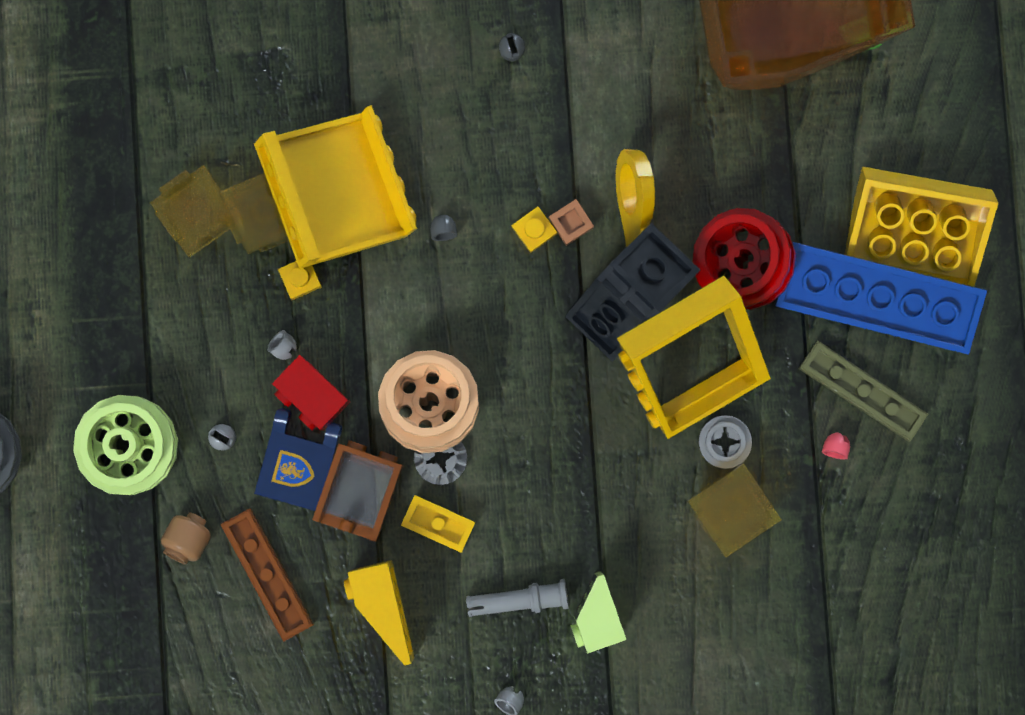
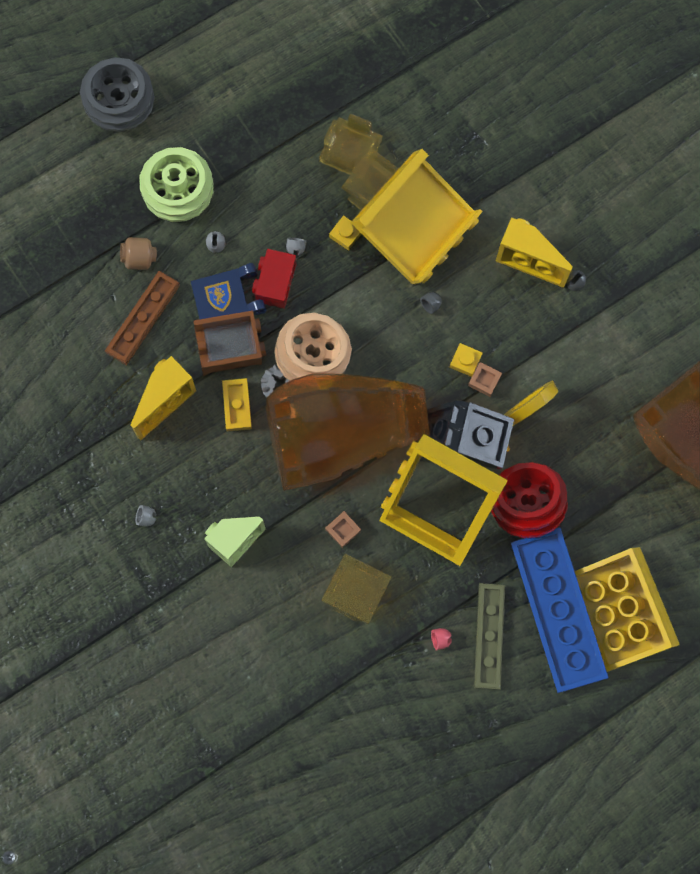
camera: 60 degrees right, 10 degrees down
(454, 79) = (532, 253): none -> yellow slope
(532, 598) = (222, 493): light grey pin -> none
(537, 420) = (339, 423): none -> clear orange windscreen
(653, 485) = (343, 529): none -> nougat plate
(735, 430) = (402, 549): light grey gear -> none

